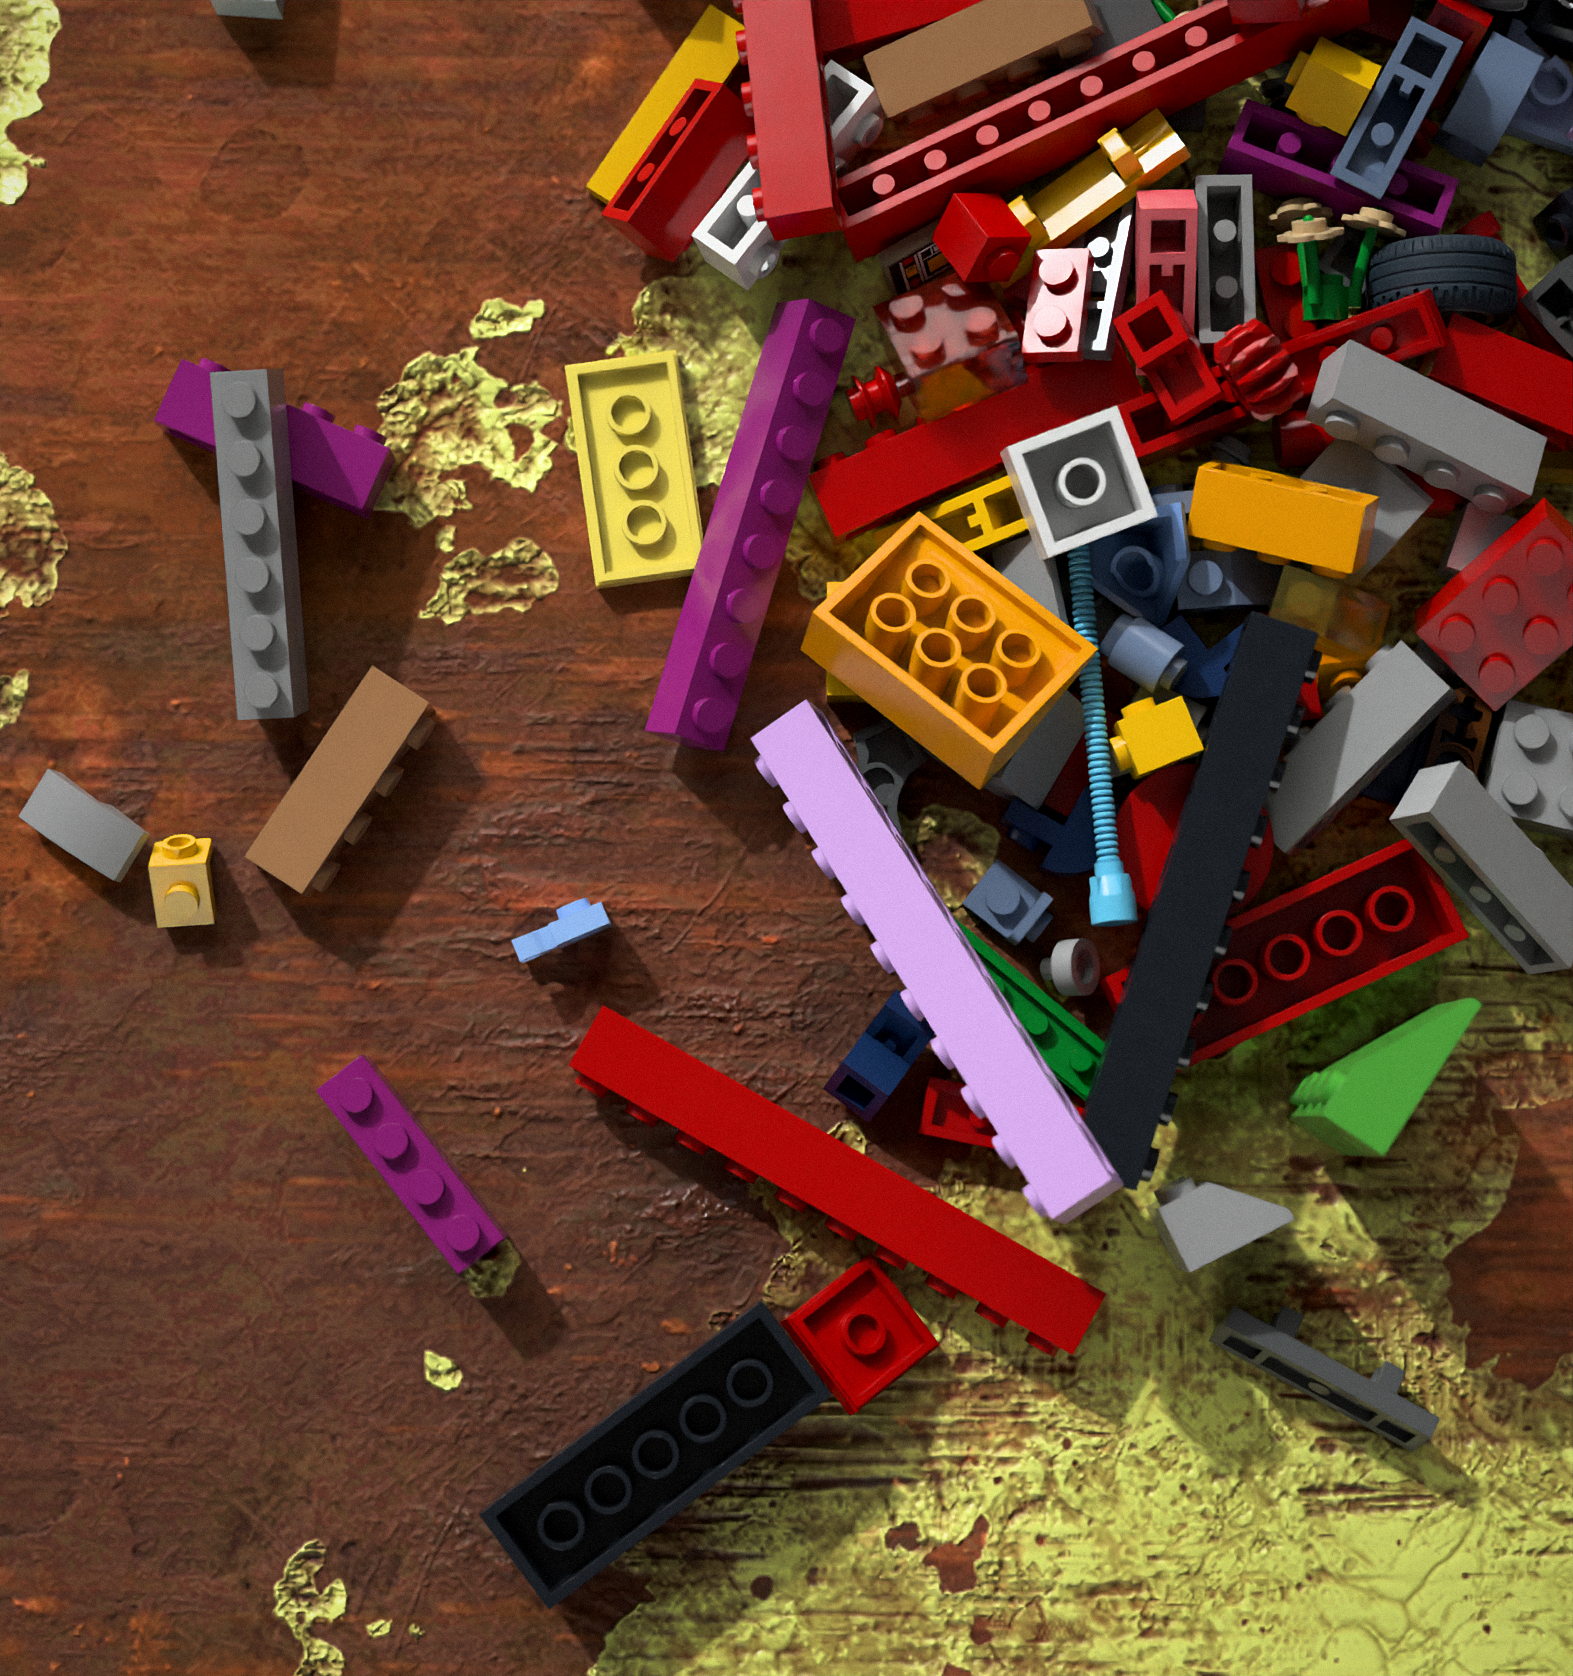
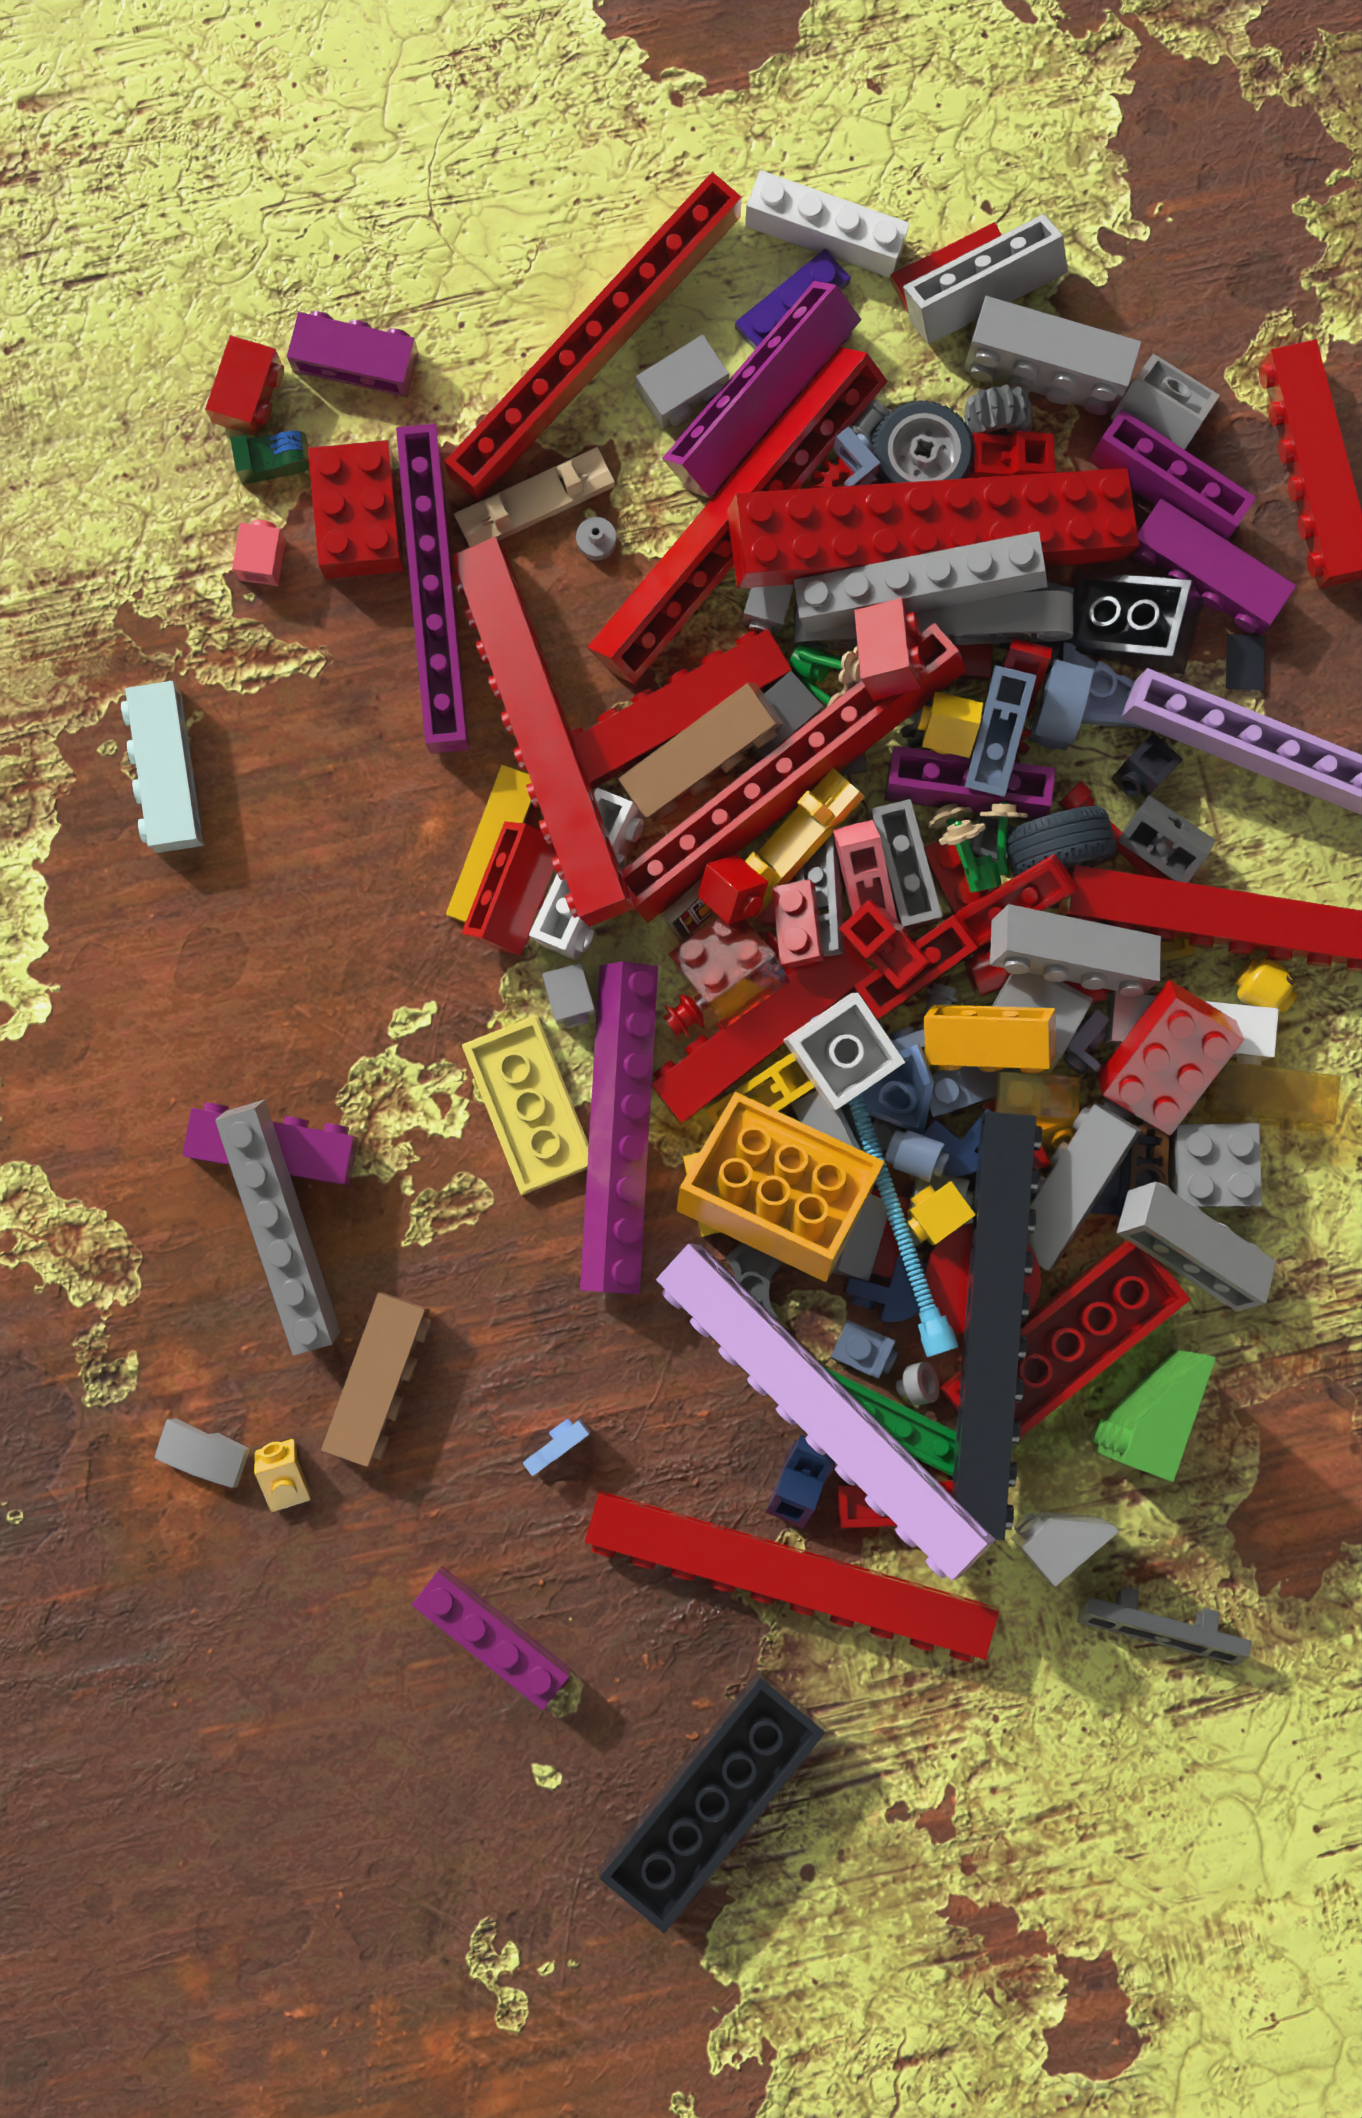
camera: 15 degrees left, 0 degrees up
(726, 333) = (569, 995): none -> light grey brick
(860, 1334) = (833, 1679): red tile -> none
(1258, 369) = (949, 939): red gear -> none
(1417, 556) = (1089, 1036): none -> sand blue bracket

